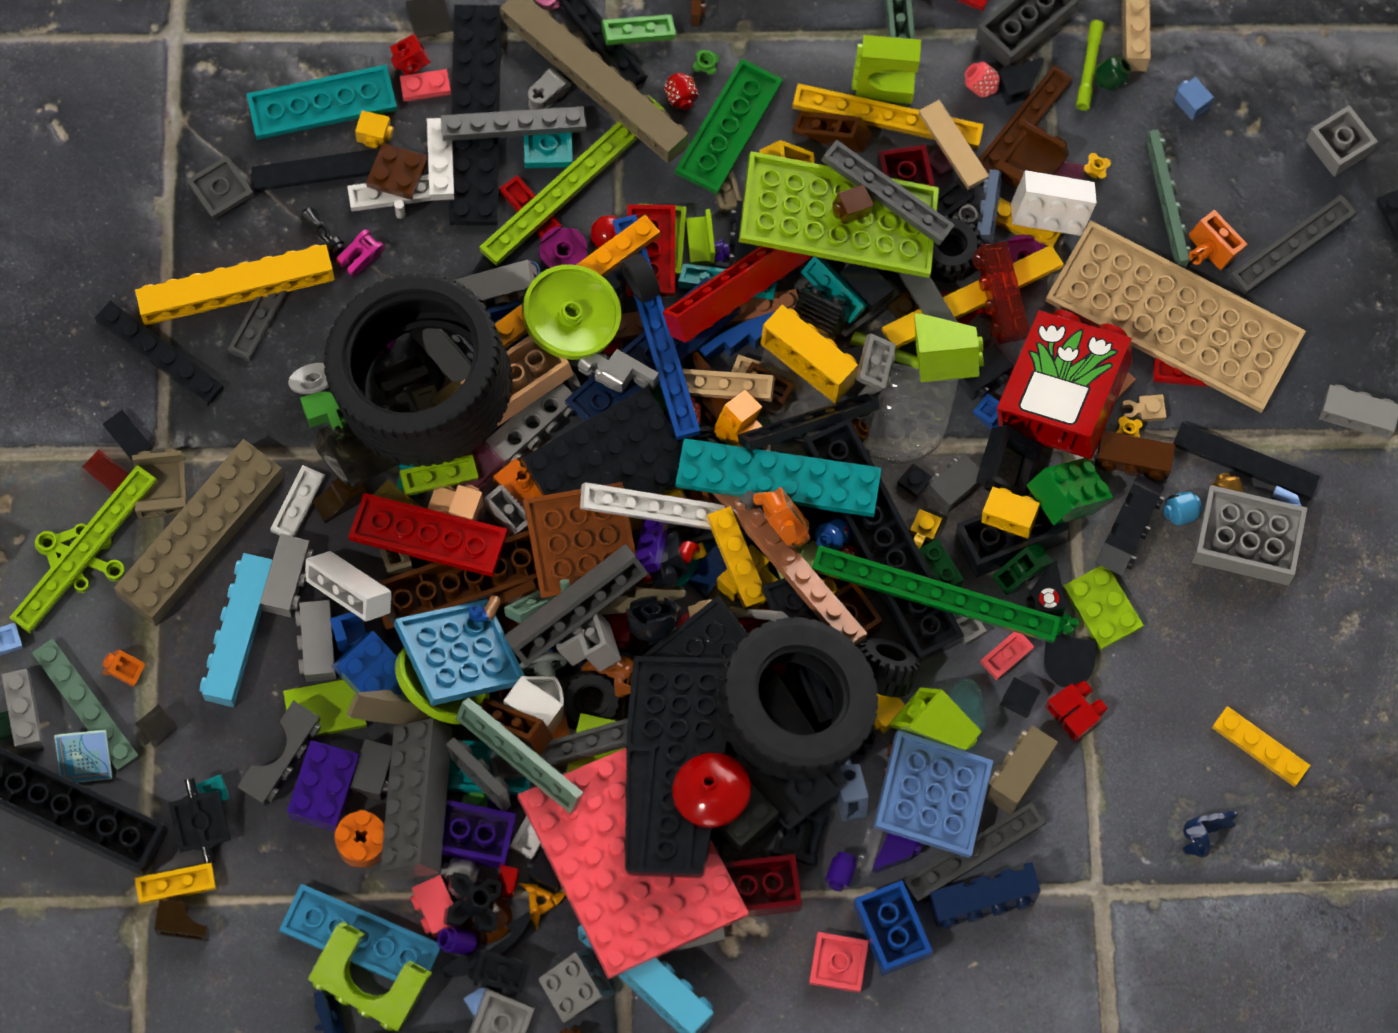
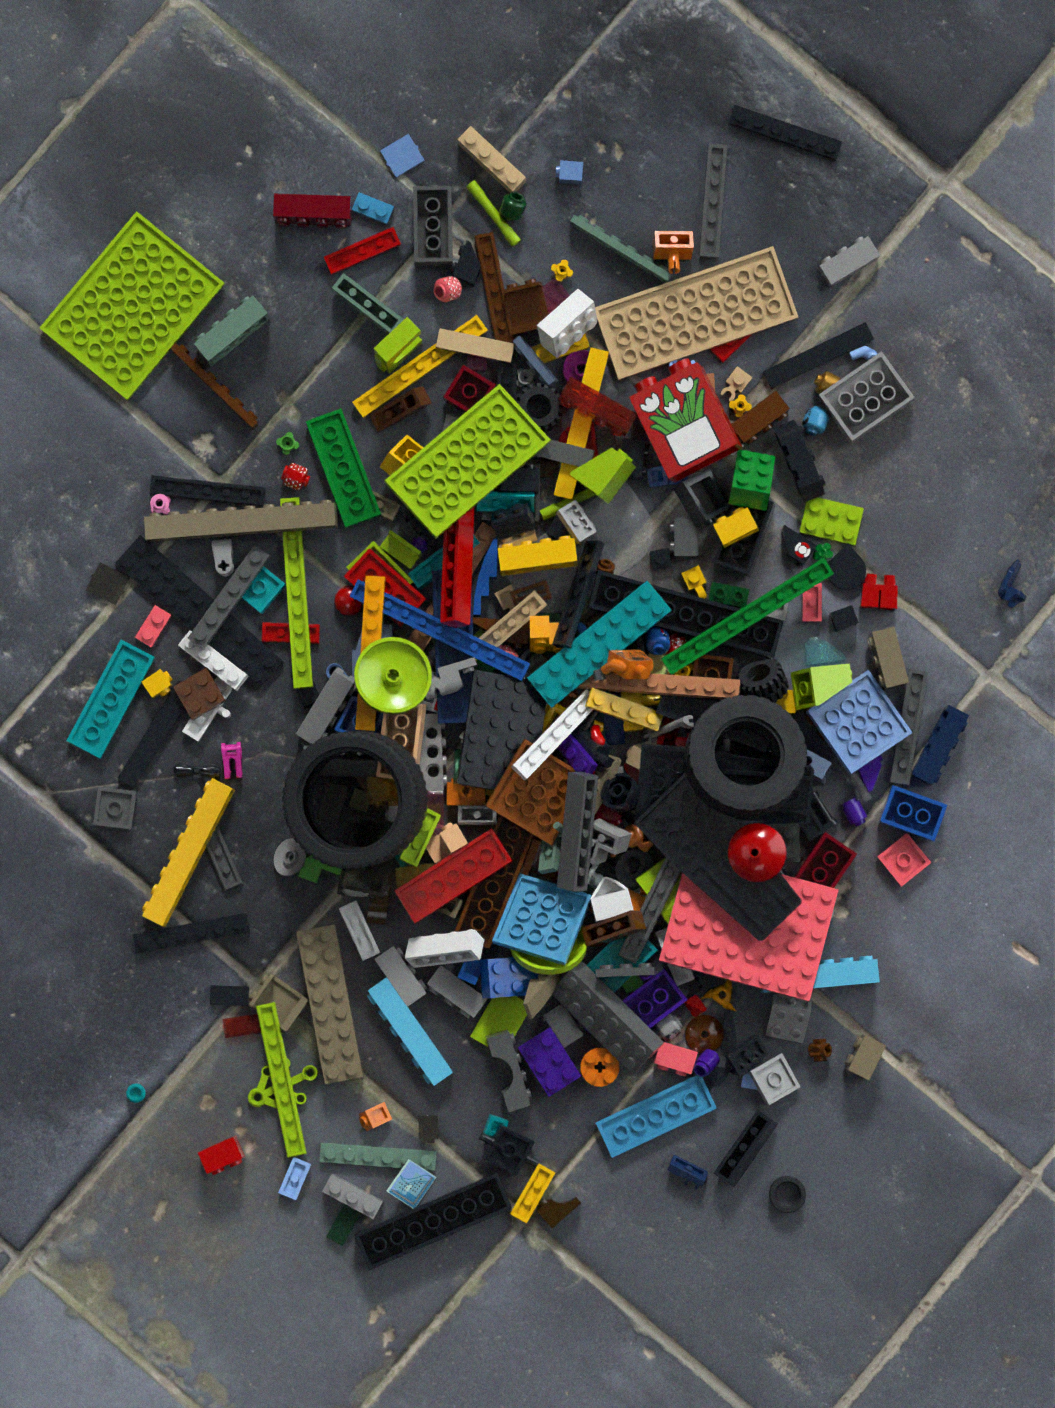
camera: 45 degrees left, 15 degrees up
(334, 976) = (710, 1135): lime arch -> none
(409, 55) = (127, 620): red brick -> none
(472, 902) = (693, 1036): black plant -> none
(485, 613) = (530, 882): arm -> none
(519, 755) = (638, 941): sand green plate -> none
(562, 237) = (328, 645): magenta plate -> none
(638, 29) = (232, 466): bright green plate -> none
(640, 278) = (407, 616): black tyre -> none
(852, 204) = (471, 450): reddish brown brick -> none
(888, 192) = (480, 420): dark grey plate -> none
(1022, 568) = (772, 549): dark green brick -> none
(1261, 746) = (990, 507): yellow plate -> none
(1341, 141) = (676, 111): light grey brick -> none

